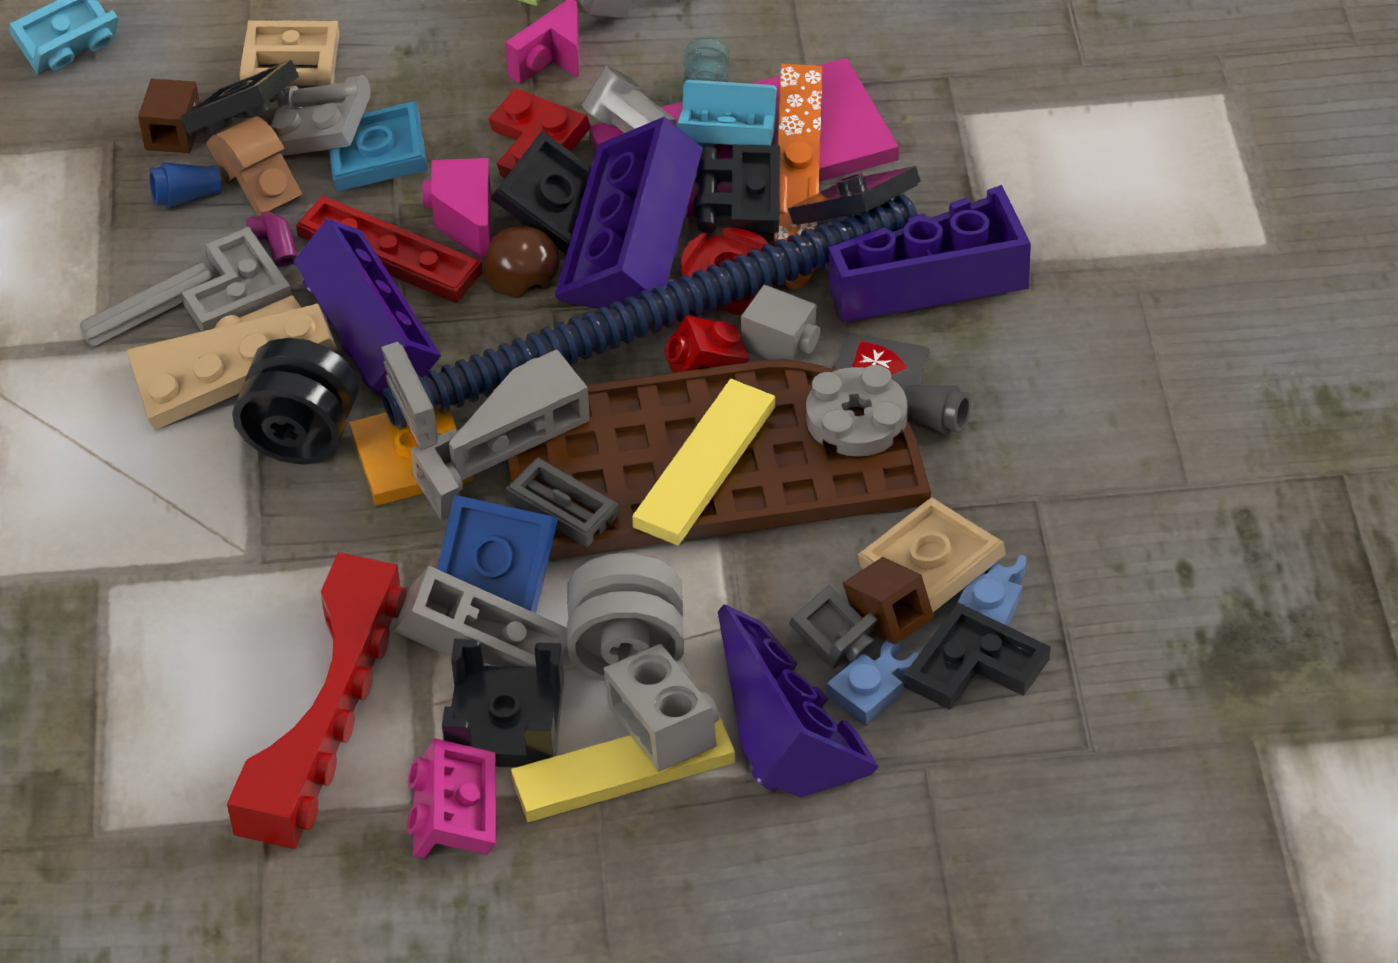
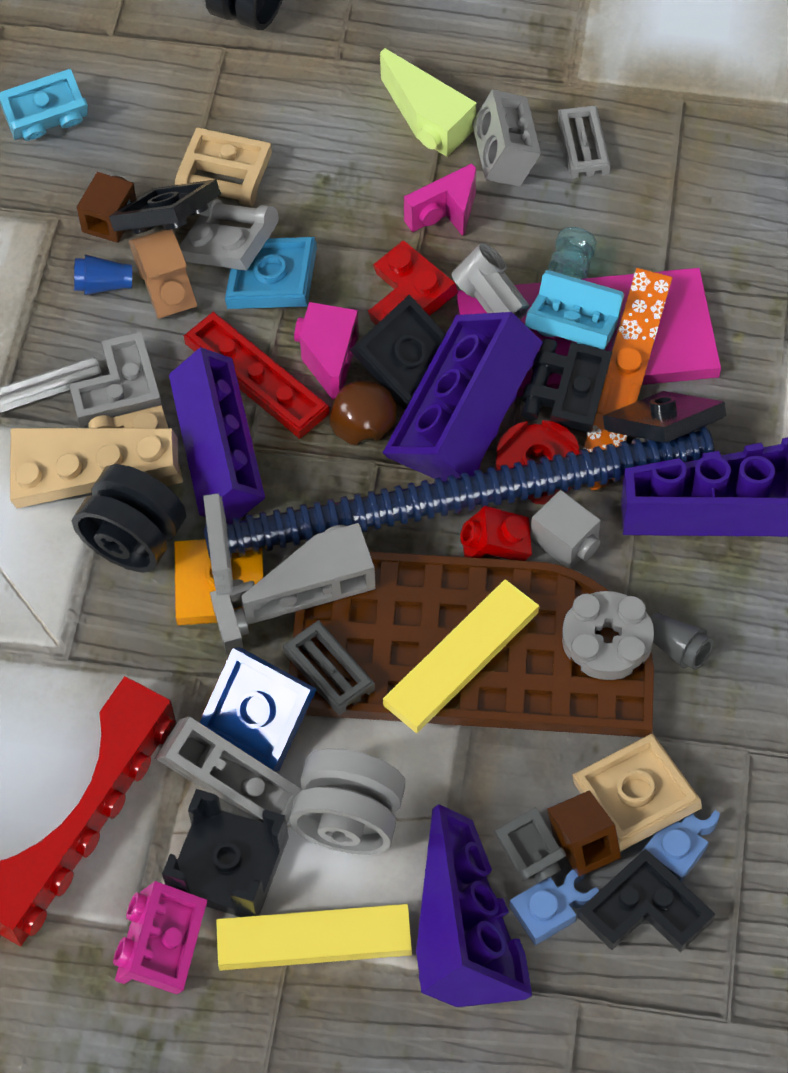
camera: 15 degrees right, 10 degrees up
(277, 233) = (166, 342): magenta arm -> none
(661, 706) = (351, 896): light grey brick -> none
(902, 359) = (649, 579): dark grey sticker -> none

